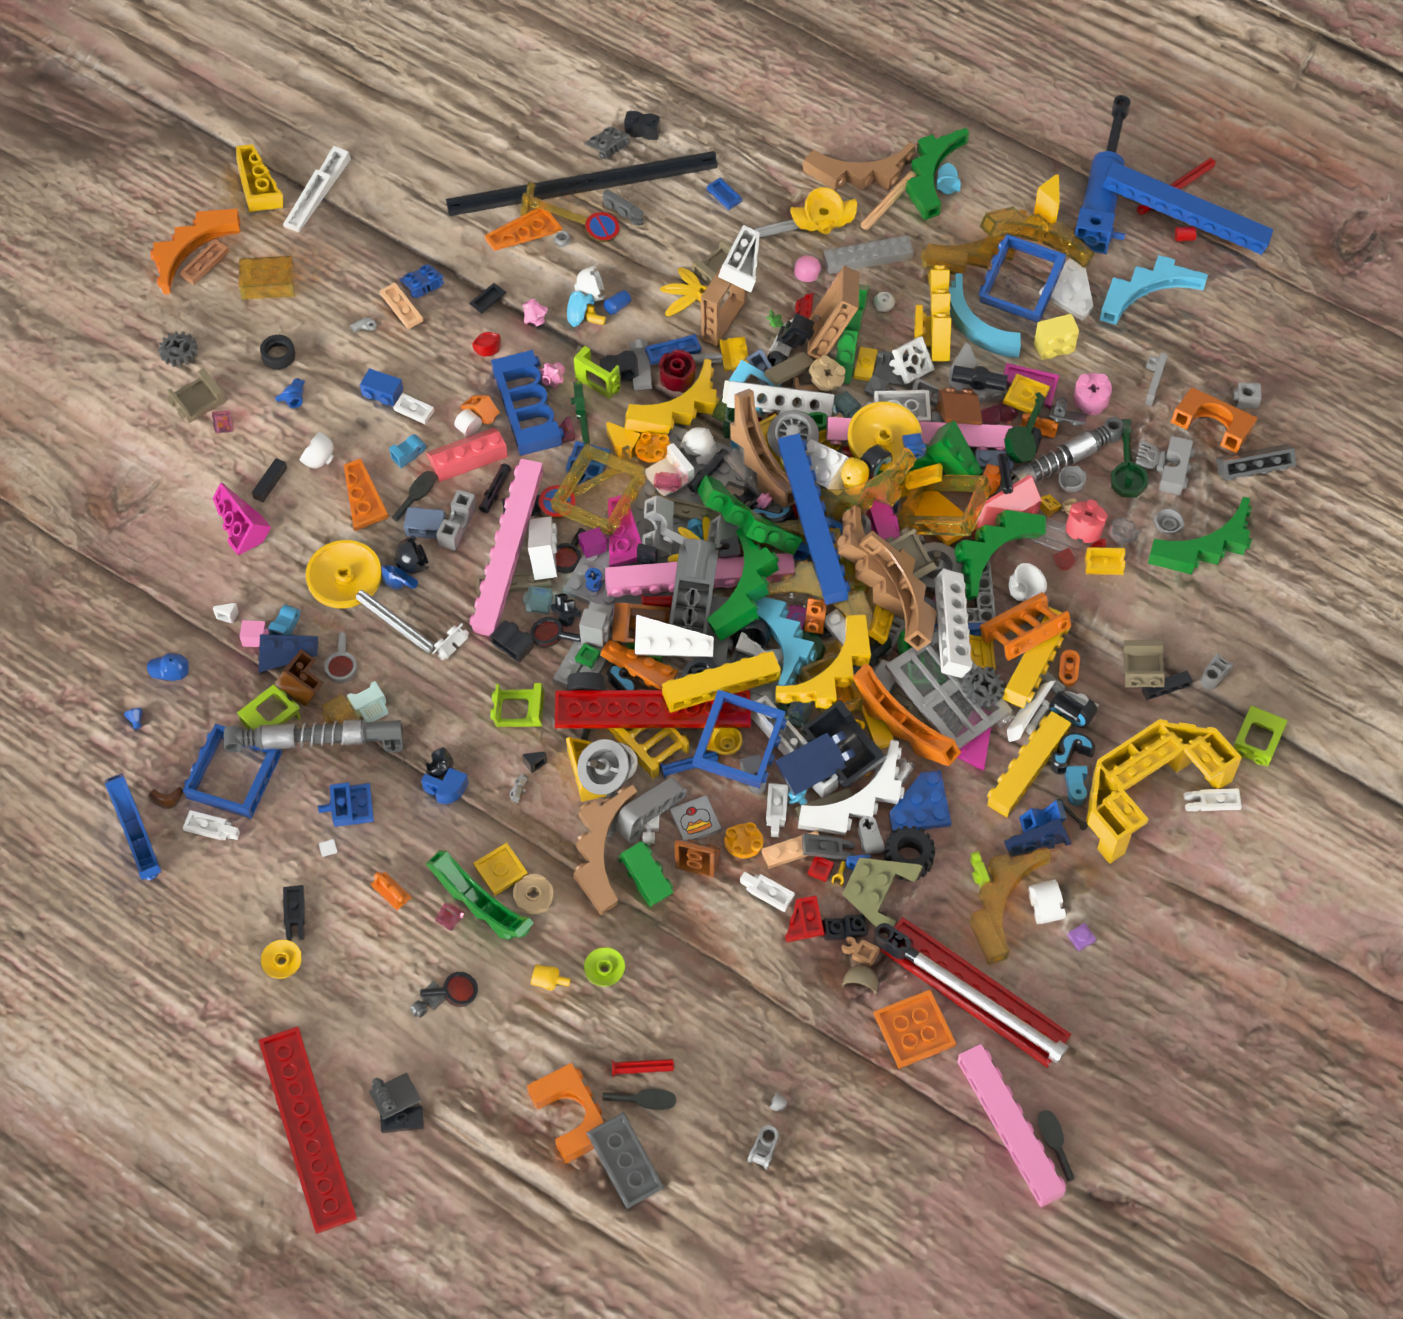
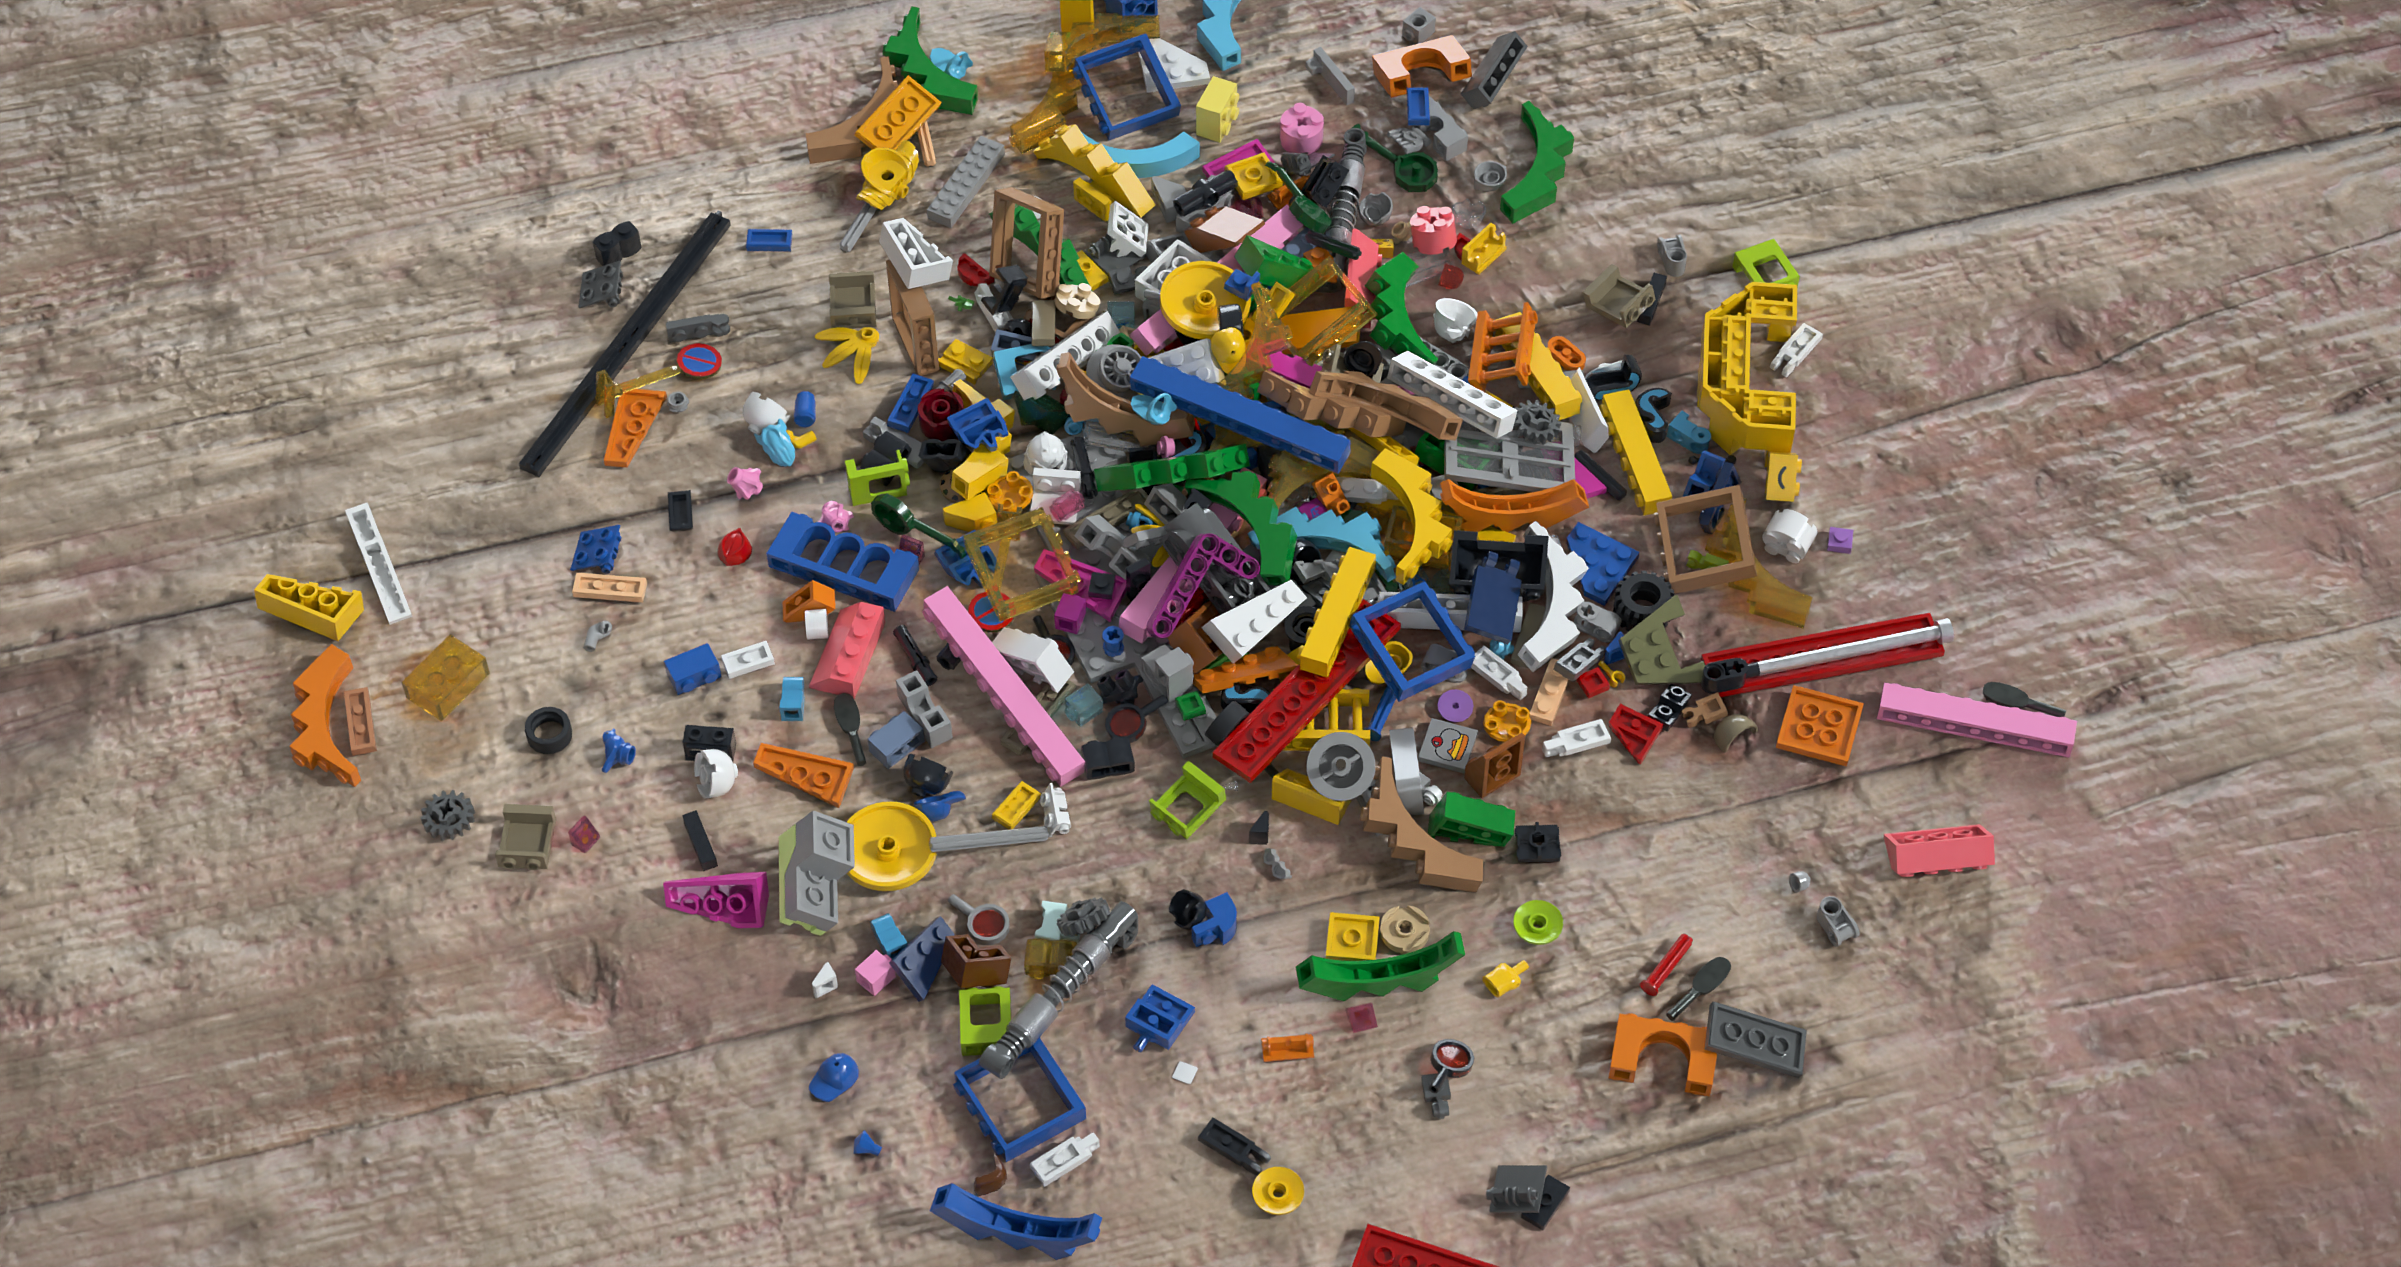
camera: 50 degrees left, 5 degrees down
(285, 548) = (810, 863): none -> light grey piece
(338, 433) = (708, 738): none -> black window
(374, 709) = (1083, 916): none -> dark grey gear
(435, 619) = (1016, 805): none -> yellow plate
(625, 543) = (1102, 585): none -> black plate
(646, 391) = (943, 455): none -> black brick
(660, 581) = (1193, 579): none -> magenta beam
(674, 931) = (1529, 835): none -> black piece
(676, 392) = (978, 425): none -> blue plate
(728, 802) = (1455, 705): none -> medium lavender piece
(772, 469) = (1152, 409): none -> medium azure piece
(807, 268) = (933, 234): bright pink hair -> none
(874, 184) = (898, 116): none -> light orange tile
(881, 1173) = (1940, 850): none -> coral slope
(923, 552) = (1363, 358): none -> black hat
(992, 755) = (1612, 485): none -> black axle
(1008, 872) = (1714, 575): none -> medium nougat window
(1059, 434) = (1324, 181): none -> black window
(1090, 863) = (1781, 476): none -> yellow brick
(1175, 440) = (1418, 106): none -> blue tile

